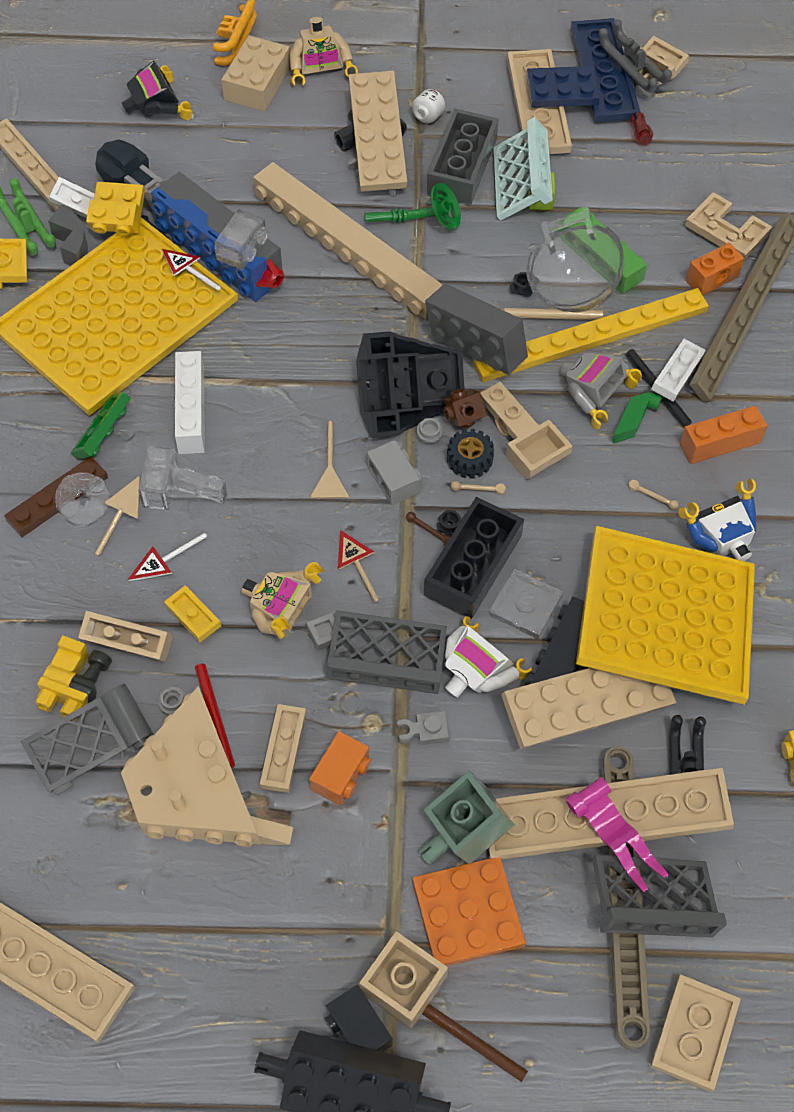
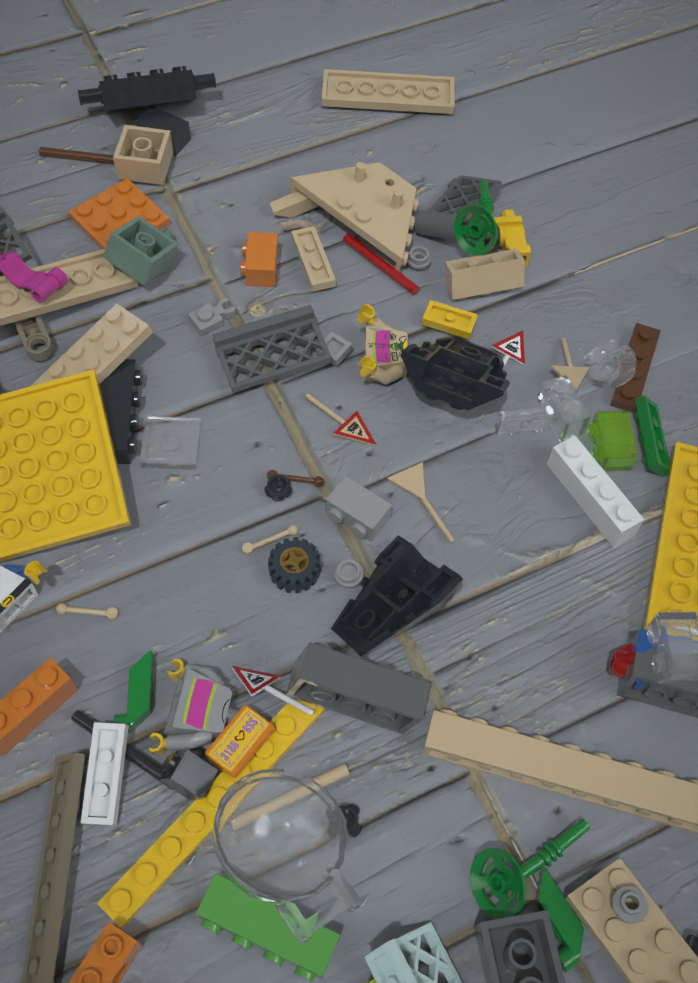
camera: 150 degrees right, 0 degrees up
(105, 662) = (479, 225): none -> green dish
(138, 431) = (613, 440): none -> clear neon green brick
(226, 537) = (456, 372): none -> black wedge
(377, 158) = (623, 912): none -> light grey plate
(415, 184) = (563, 920): none -> green piece
(464, 407) = (325, 605): reddish brown brick -> none
(473, 557) = (235, 453): black brick -> none
(478, 662) = (189, 368): white torso -> none
(533, 445) = (232, 597): tan plate -> none
(542, 387) = (257, 681): none -> white piece
(573, 345) = (239, 741): none -> slope
(620, 340) = (187, 774): none -> brick

